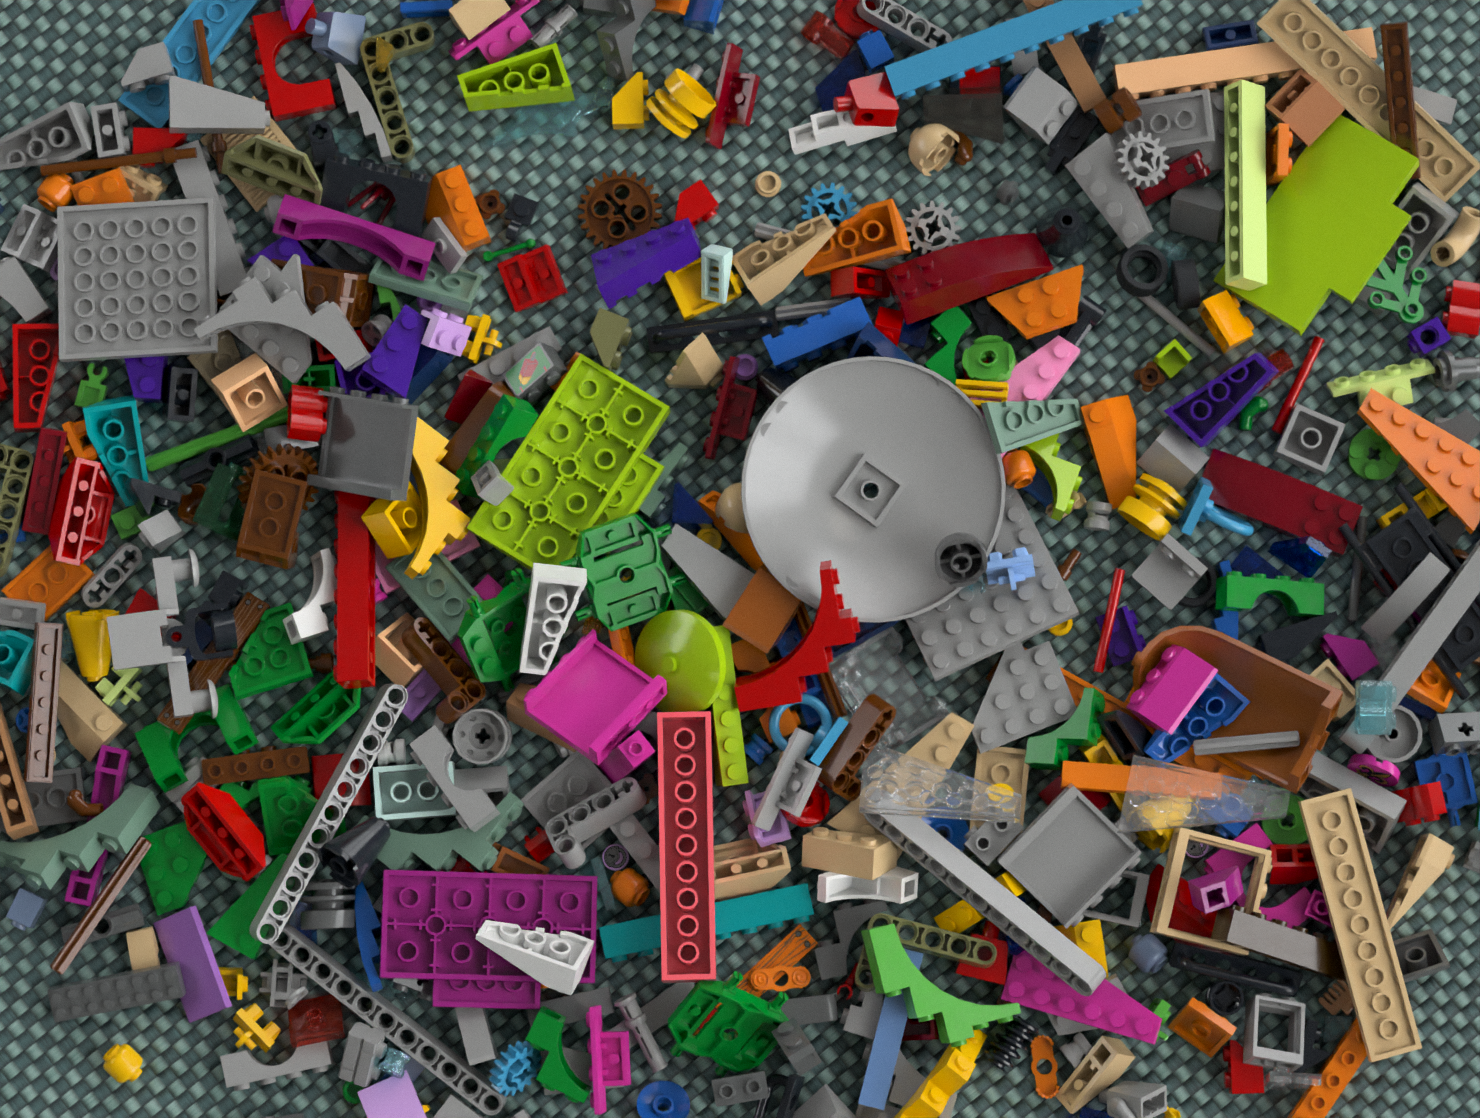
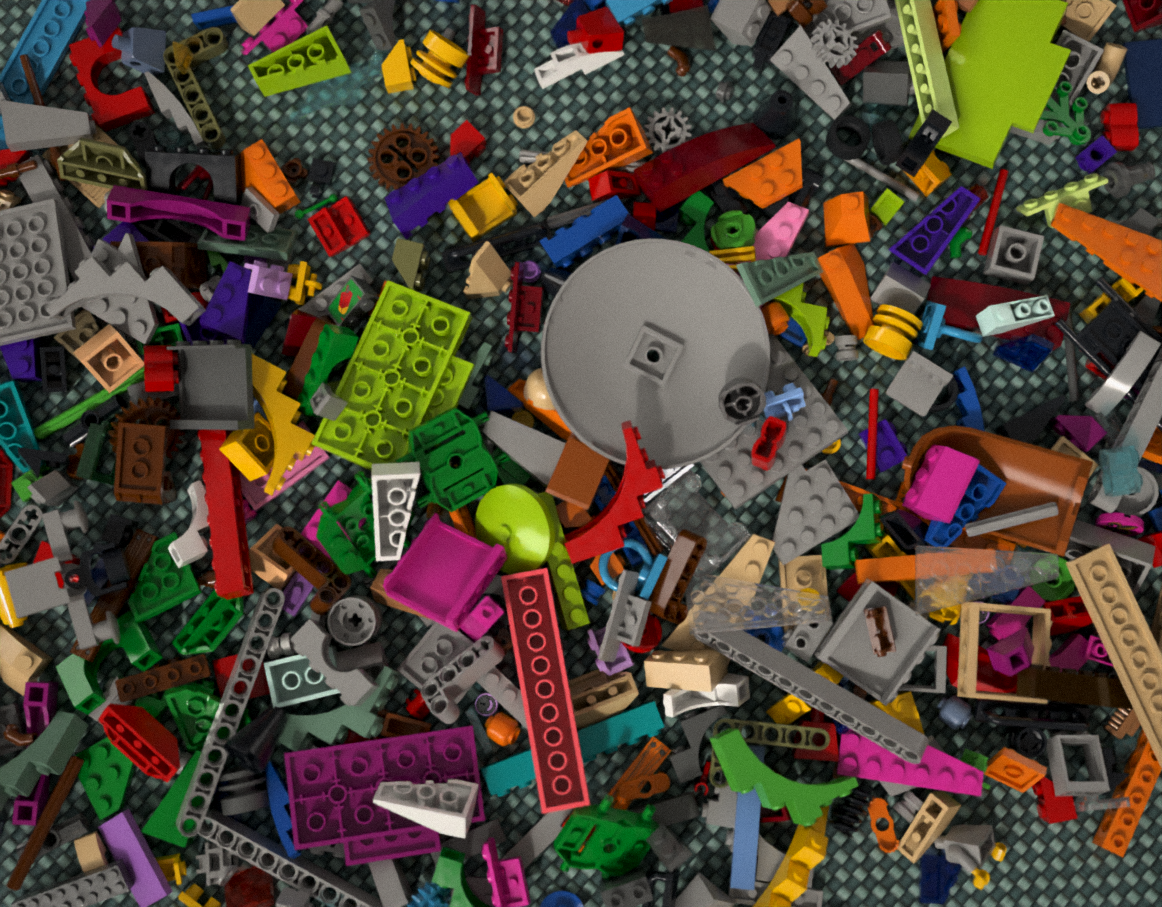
camera: 10 degrees left, 0 degrees up
(112, 693) = (42, 626): yellowish green hips -> none
(438, 593) = (295, 502): sand green tile -> none
(636, 1021) = (526, 845): light grey pin -> none
(719, 257) = (498, 195): light aqua slope -> none
(818, 204) = (581, 122): dark azure gear -> none
(931, 147) = (655, 63): tan cylinder -> none
(979, 616) = (772, 438): none -> red brick
(1074, 843) = (880, 630): none -> reddish brown hinge
(1124, 367) = (847, 219): none -> orange slope
(1219, 297) = (923, 143): none -> black brick
(1251, 563) = (989, 373): clear blue tile -> none
(1293, 510) = (1013, 315): none -> light aqua slope
(1299, 597) = (1027, 388): green arch -> none
(1371, 469) = (1066, 272): bright green plate -> none

